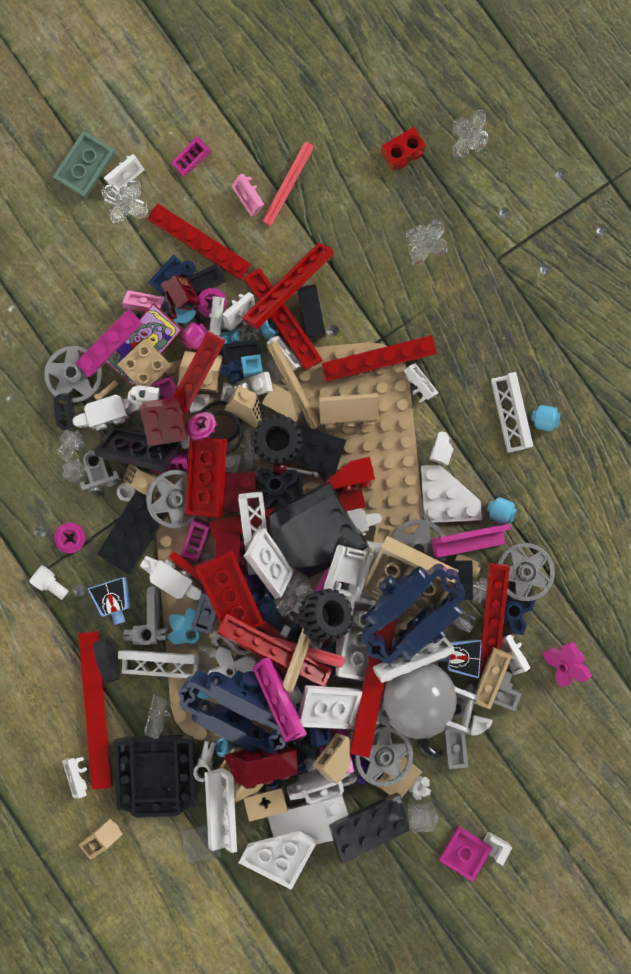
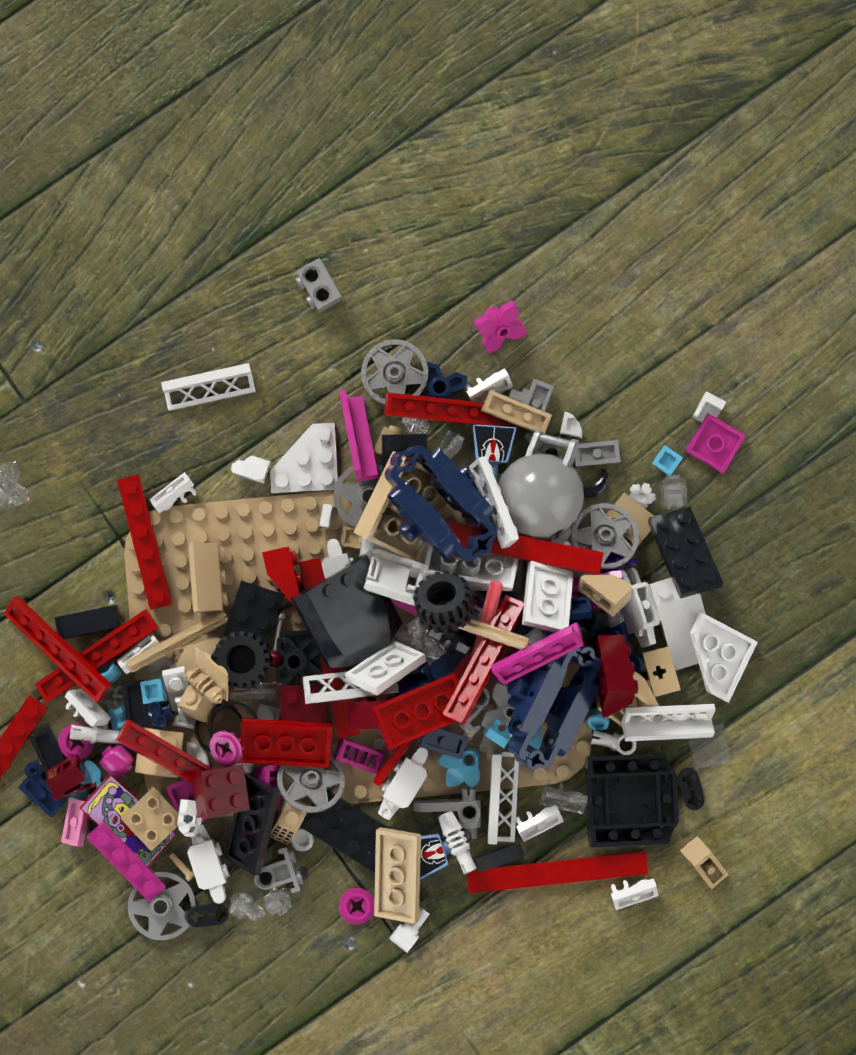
camera: 90 degrees left, 0 degrees up
(93, 572) = (397, 875): none -> tan plate
(120, 624) = (452, 831): none -> white hinge
(140, 702) = (540, 823): none -> white plate
(163, 824) = (696, 787): none -> black beam
(210, 658) = (496, 735): none -> medium azure tile
(261, 410) = (209, 677): none -> tan hinge
(401, 512) = (326, 516): none -> white tile
(450, 811) = (667, 460): none -> medium azure tile
(502, 511) = (324, 399): medium azure head -> none
(546, 418) = (215, 347): medium azure head -> none
(602, 510) = (323, 283): none -> light grey brick

